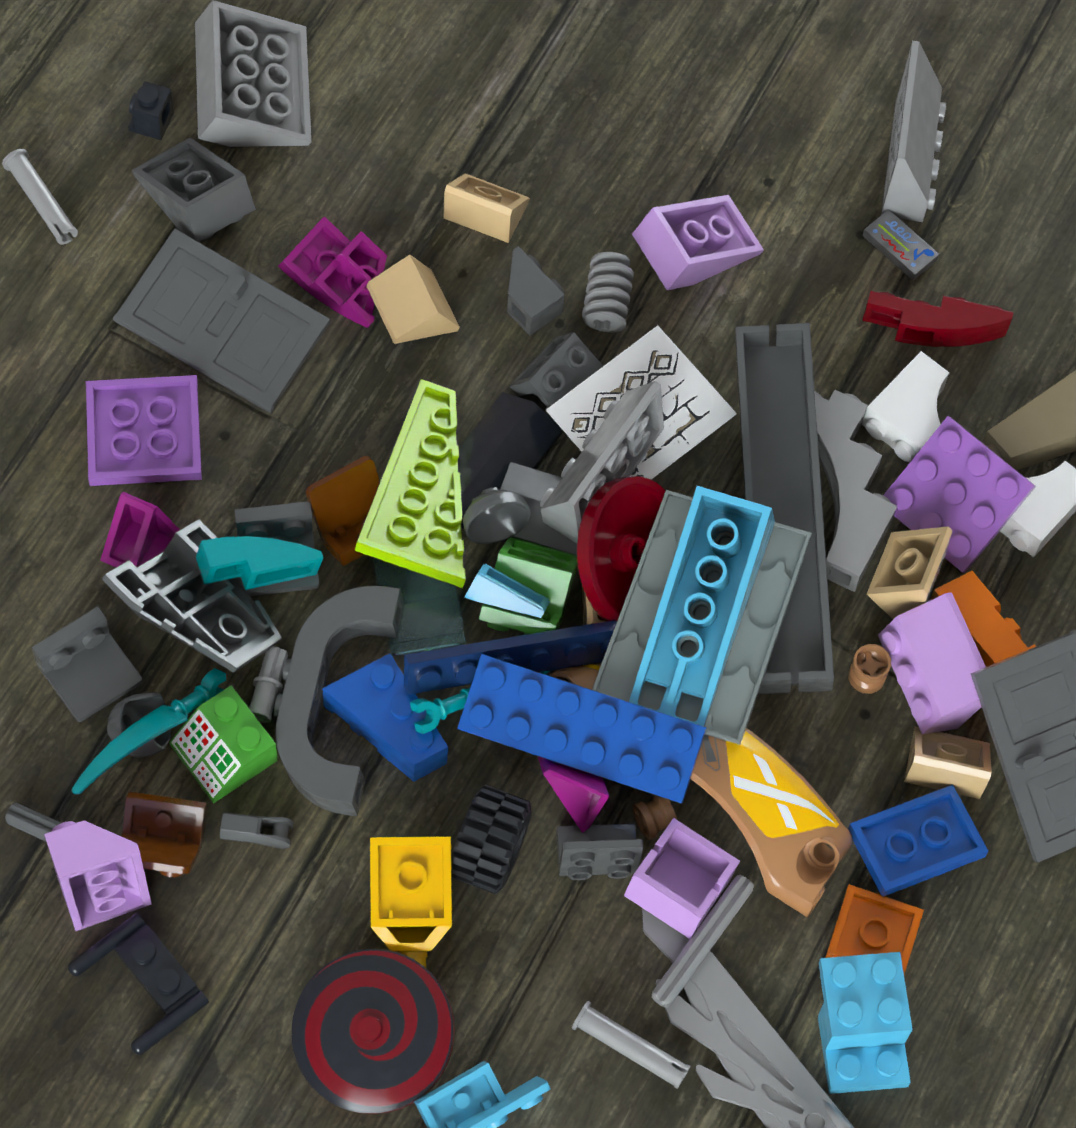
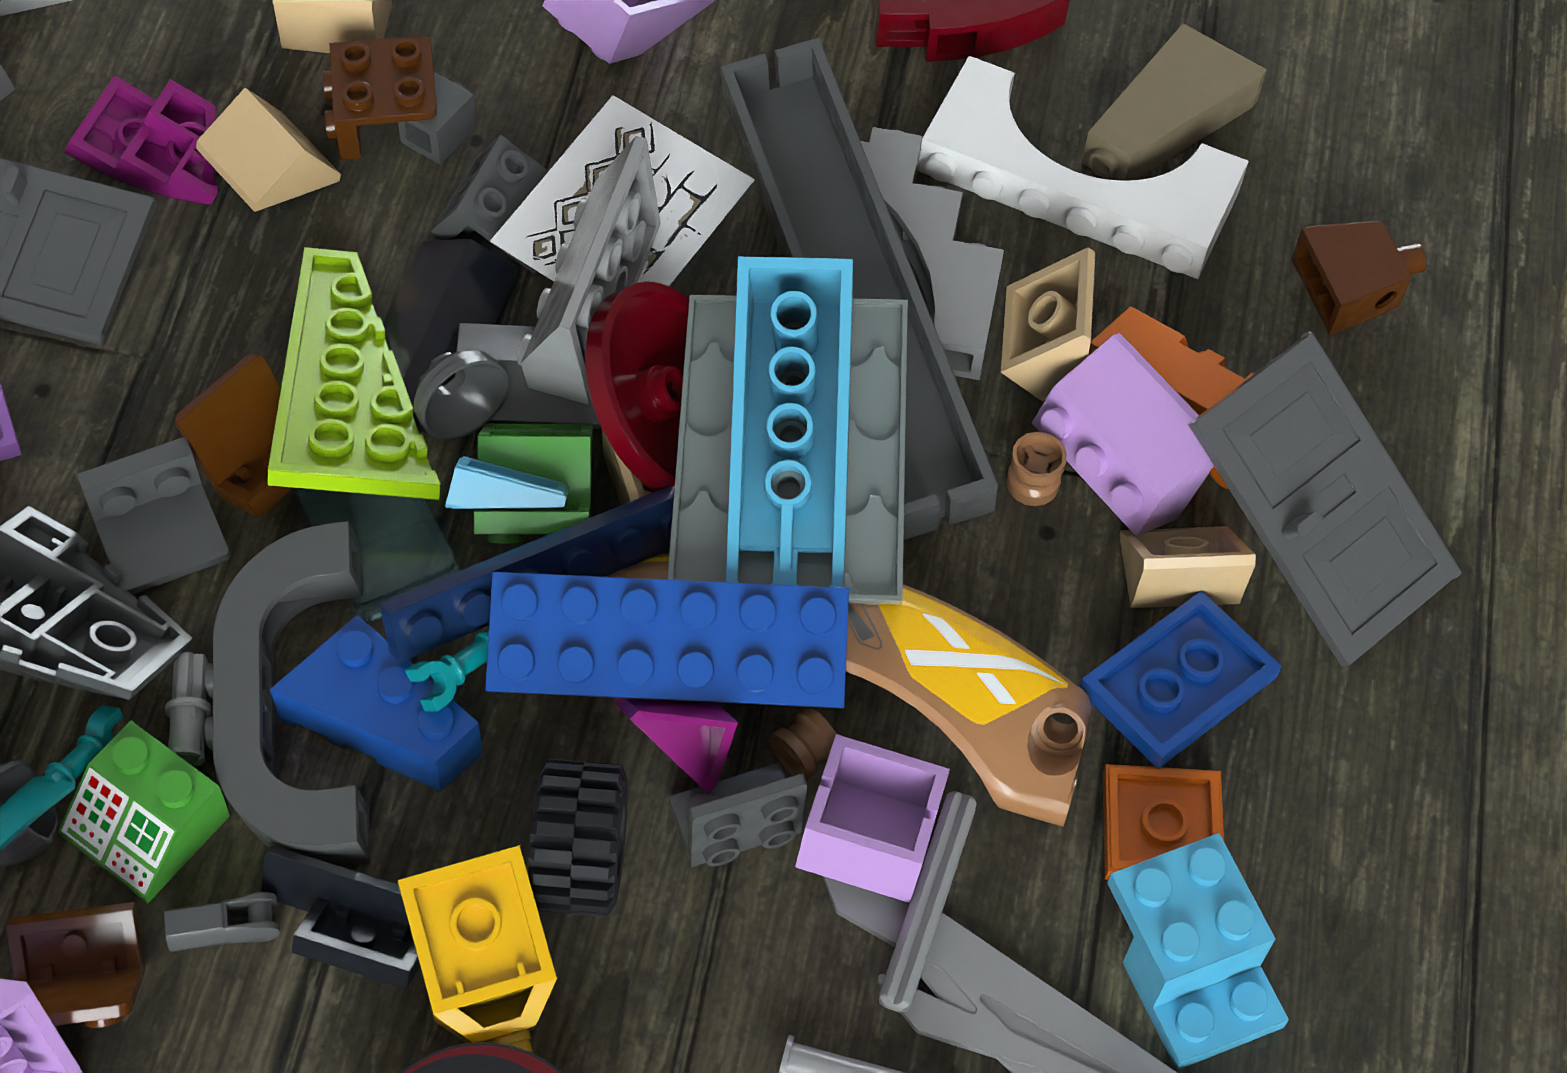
camera: 15 degrees left, 5 degrees down
(256, 560) = (125, 536): teal slope -> none
(336, 850) = (350, 916): none -> black bracket
(500, 272) = (377, 85): none -> reddish brown bracket
(608, 292) = (531, 81): light grey piece -> none
(958, 486) = (1076, 196): medium lavender plate -> none

